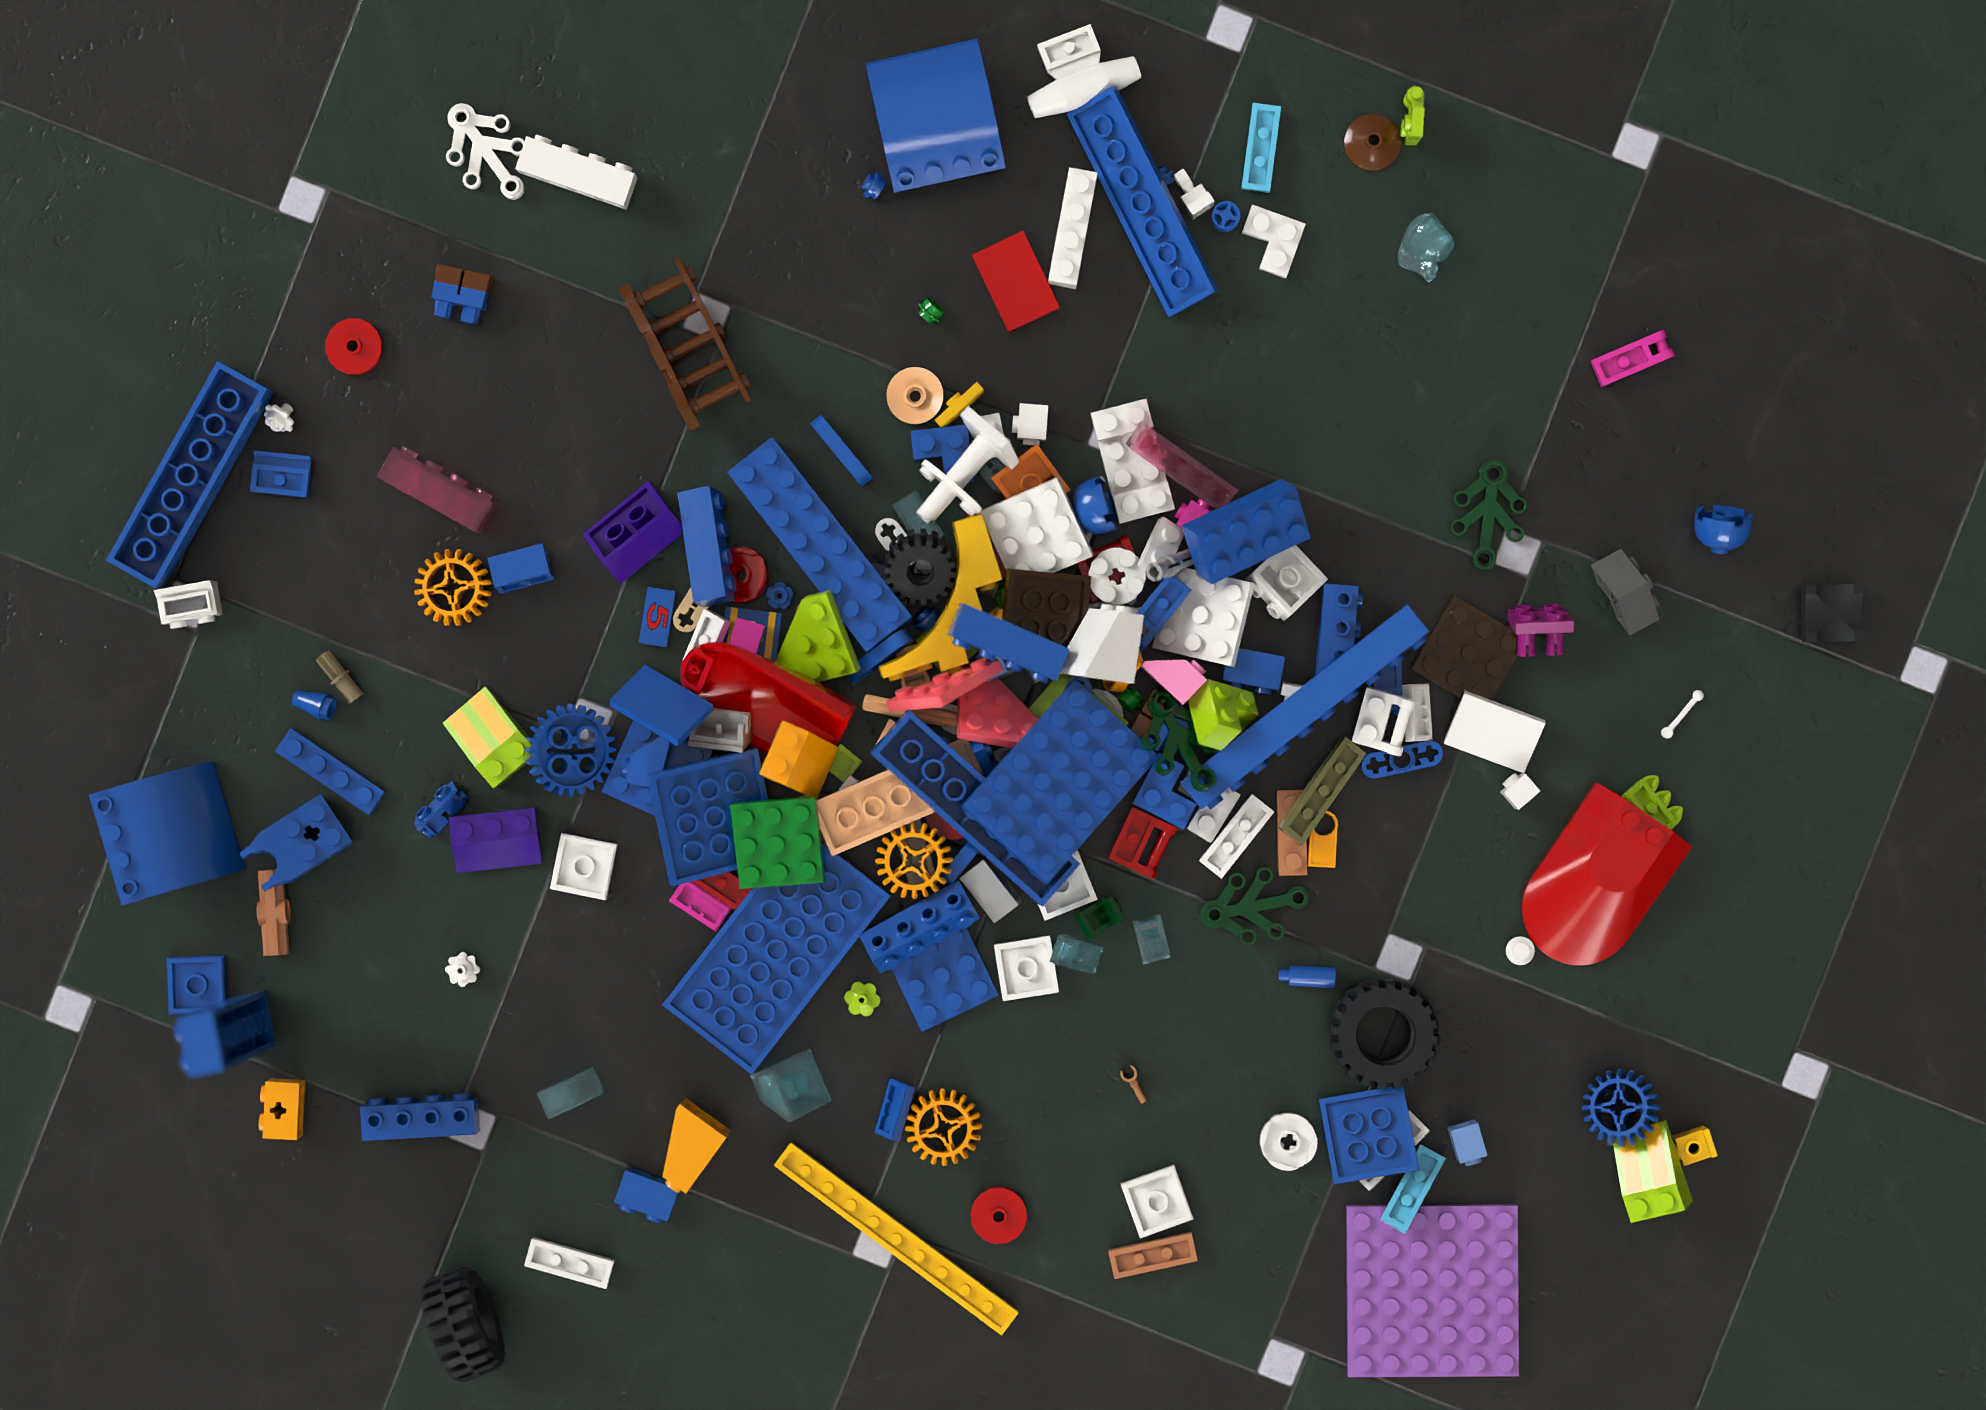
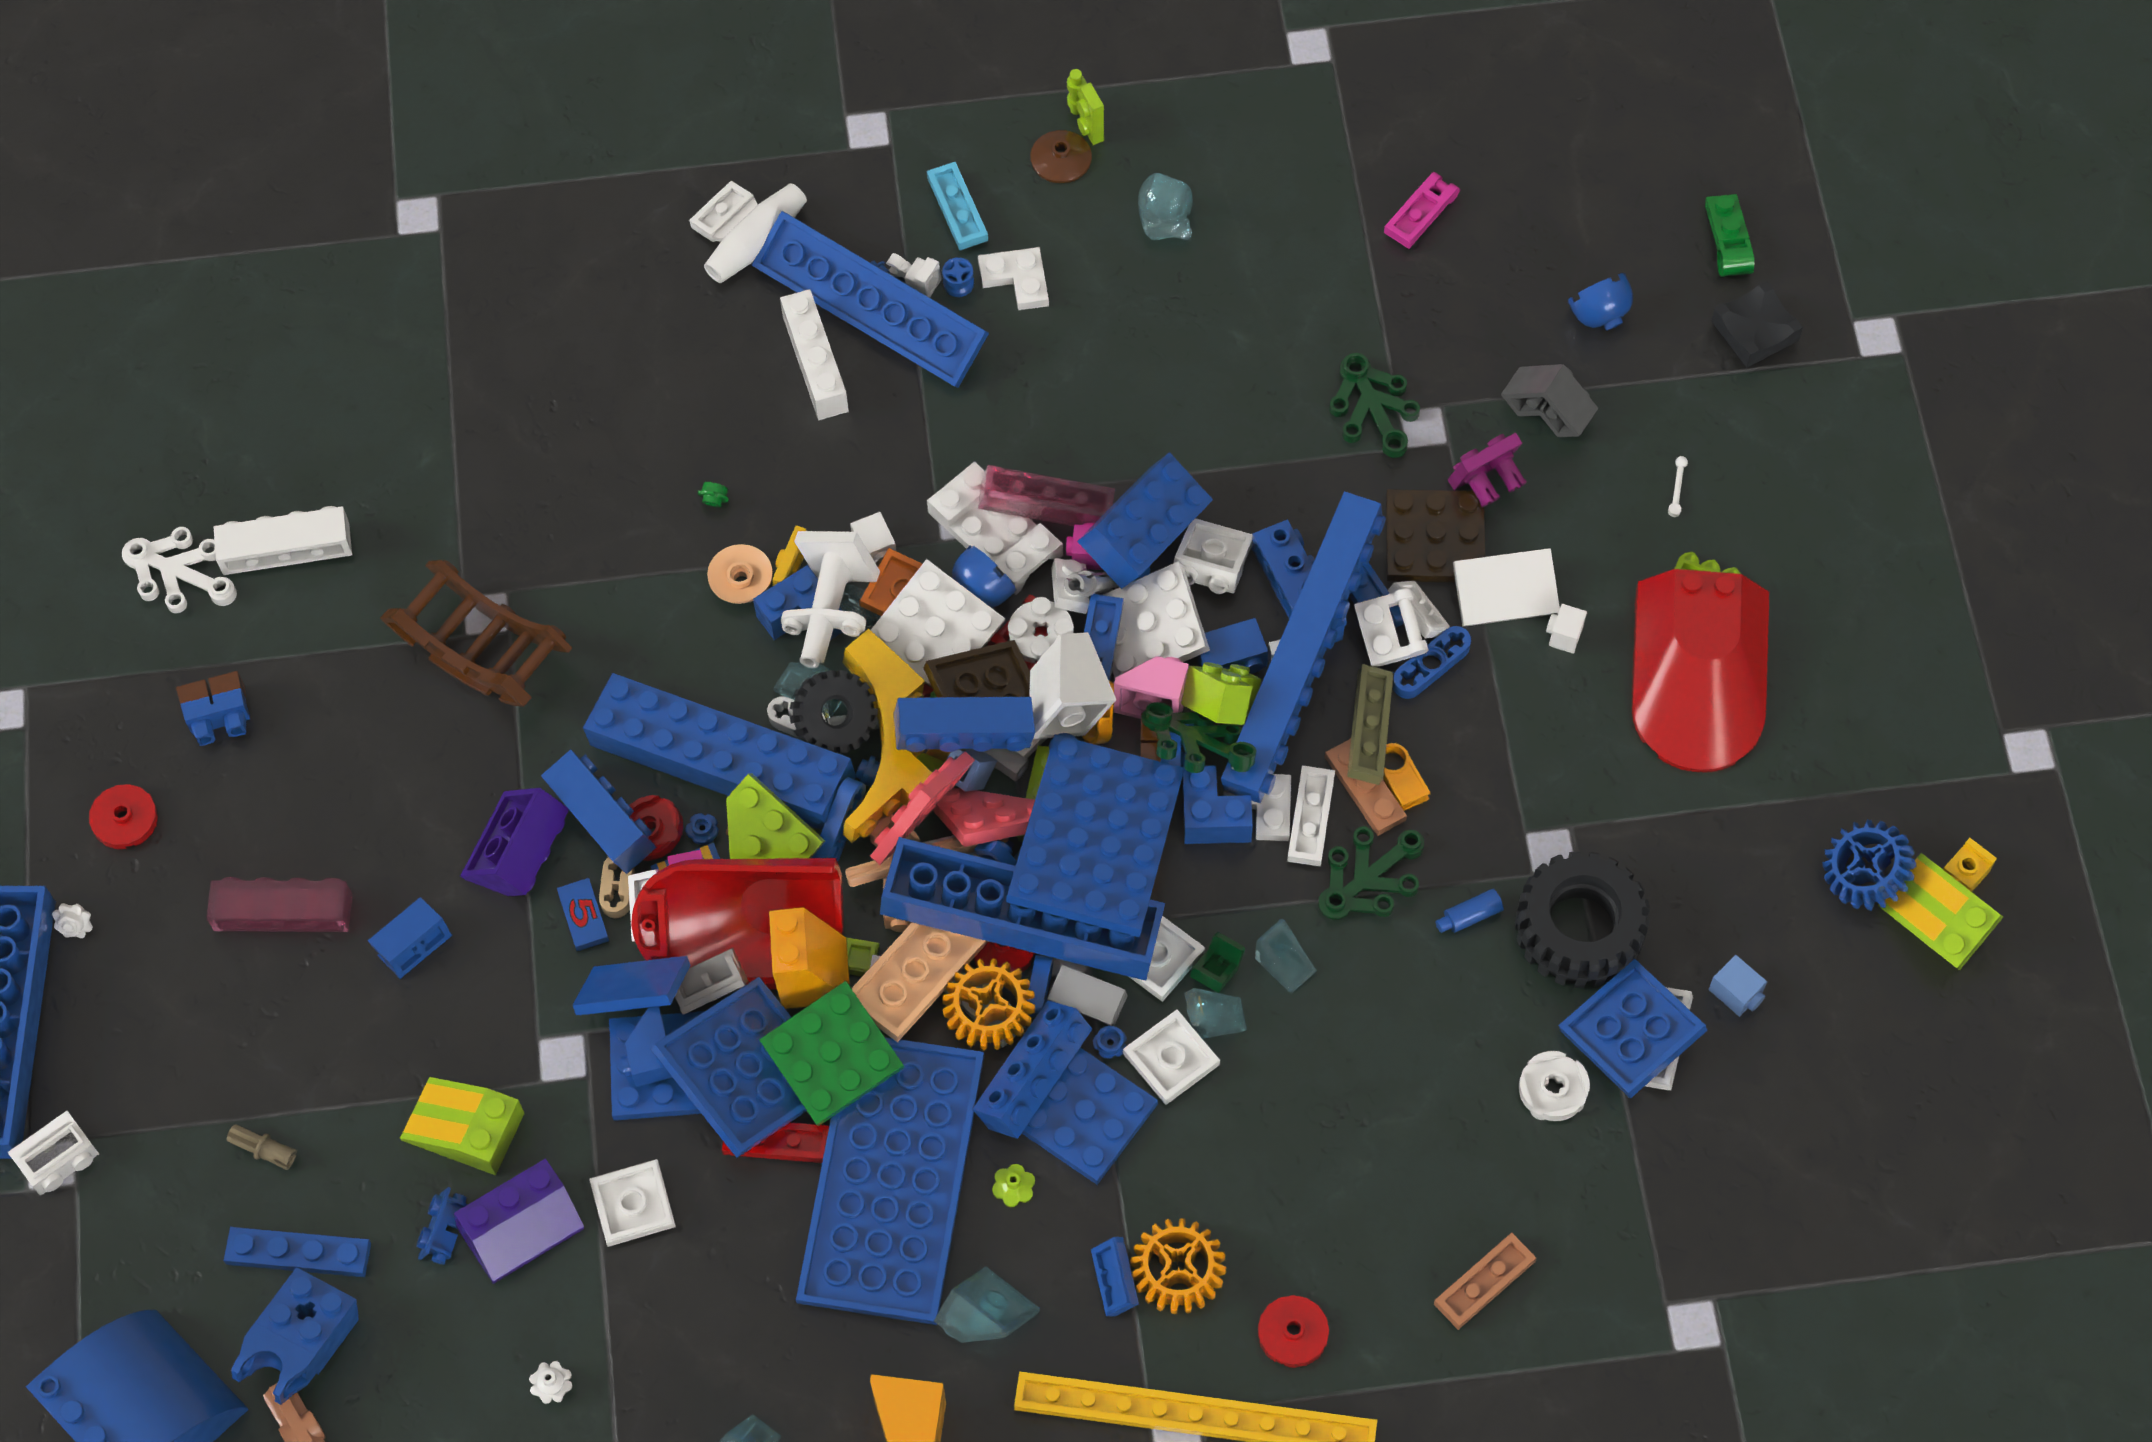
camera: 25 degrees left, 25 degrees down
(281, 474) = (100, 975): blue plate -> none
(316, 704) = (247, 1187): blue cone -> none
(450, 574) = (330, 969): light orange gear -> none
(571, 724) = (543, 1056): blue gear -> none
(700, 905) = (782, 1175): dark pink plate -> none
(841, 450) = (692, 660): blue beam -> none
(873, 185) = (594, 413): blue plate -> none
(935, 115) = (623, 318): blue slope -> none
(983, 936) = (1110, 1033): none -> blue plate
(1015, 281) = (784, 431): red tile -> none
(1130, 700) = (1124, 741): green plate -> none
(1133, 840) = (1207, 872): red plate -> none
(1135, 1085) = (1352, 1114): medium nougat hand -> none
(1157, 1201) = (1454, 1222): white plate -> none
(1412, 1190) = (1714, 1062): medium azure plate -> none
(1433, 1296) = (1802, 1161): medium lavender plate -> none
(1520, 950) = (1667, 777): white plate -> none
(1864, 518) = (1730, 235): none -> green plate

